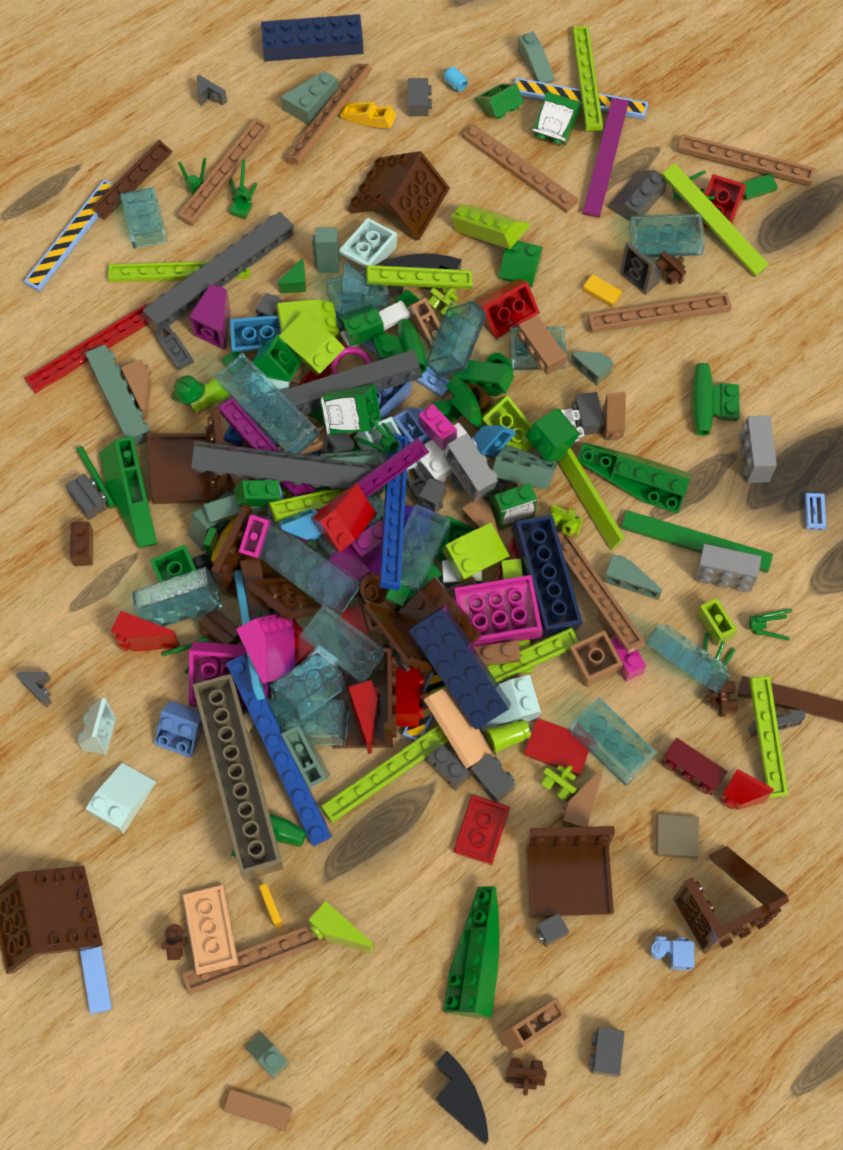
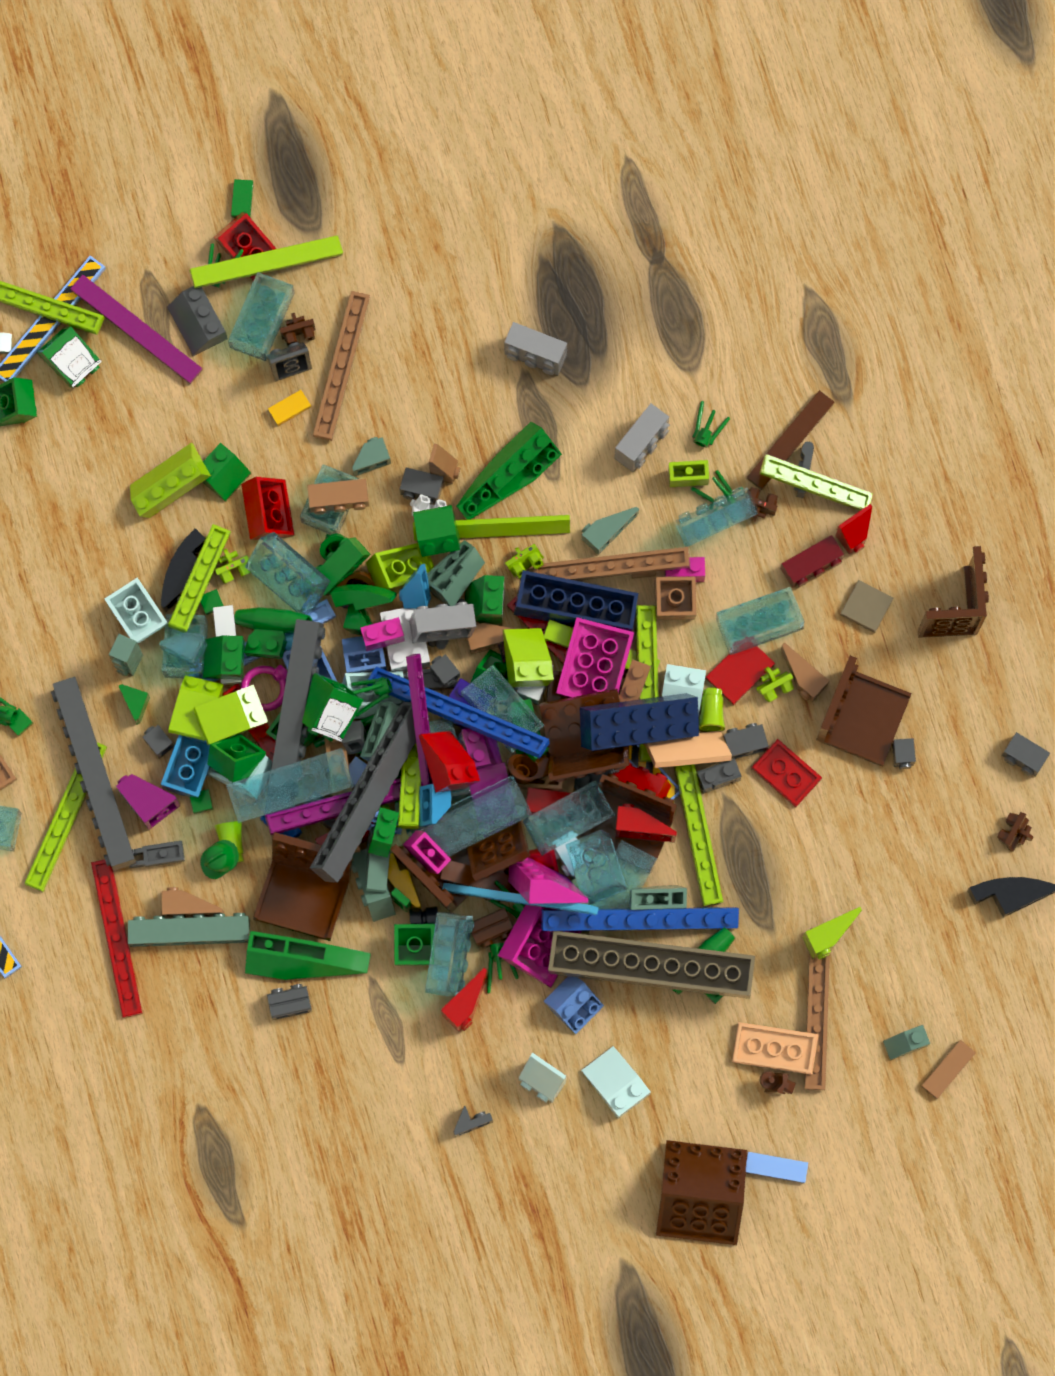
camera: 65 degrees left, 10 degrees up
(81, 543) = (340, 1025): reddish brown brick -> none
(95, 476) = (267, 986): green bar -> none
(270, 905) = (764, 986): yellow tile -> none
(406, 187) = (81, 554): reddish brown bracket -> none
(425, 320) = (247, 594): medium nougat slope -> none
(476, 960) = (900, 828): green wedge -> none
(520, 168) = (105, 420): medium nougat plate -> none
(533, 1025) = (977, 807): medium nougat slope -> none
(680, 952) = (970, 654): light blue brick -> none
(686, 537) = (595, 453): green tile -> none
(712, 400) = (460, 364): green plate -> none
(746, 159) = (206, 194): medium nougat plate -> none
(749, 878) = (939, 565): reddish brown tile -> none
(814, 525) = (634, 330): light blue tile -> none

